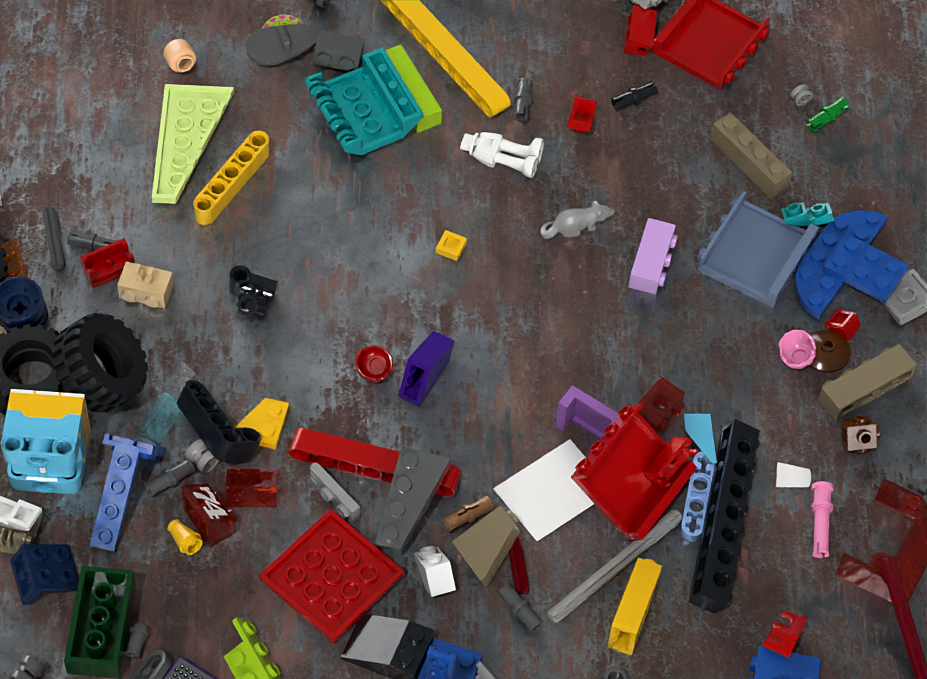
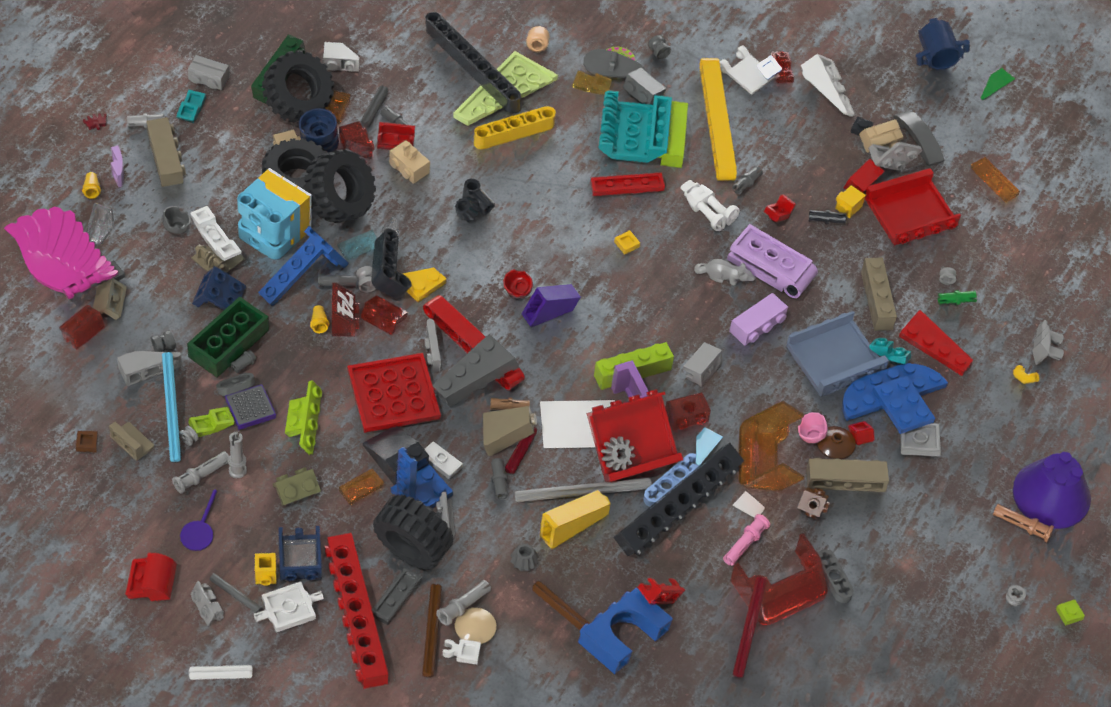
camera: 30 degrees right, 5 degrees down
(65, 293) = (355, 138): none -> clear red slope
(131, 123) = (473, 62): none -> black beam
(280, 75) = (597, 84): none -> clear yellow slope
(401, 176) = (627, 184): none -> red plate
(435, 570) = (460, 425): white slope -> none
(444, 624) = (442, 460): none -> white plate
(578, 371) = (648, 362): none -> lime brick
(620, 181) = (772, 261): none -> lavender hinge
(631, 502) = (624, 452): none -> light grey gear
(633, 342) = (703, 364): none -> light grey hinge
(645, 65) = (849, 201): none -> yellow brick
(669, 461) = (665, 445): red hinge -> none
(755, 404) = (759, 448): none -> clear orange windscreen
(839, 178) = (930, 339): none -> red wing

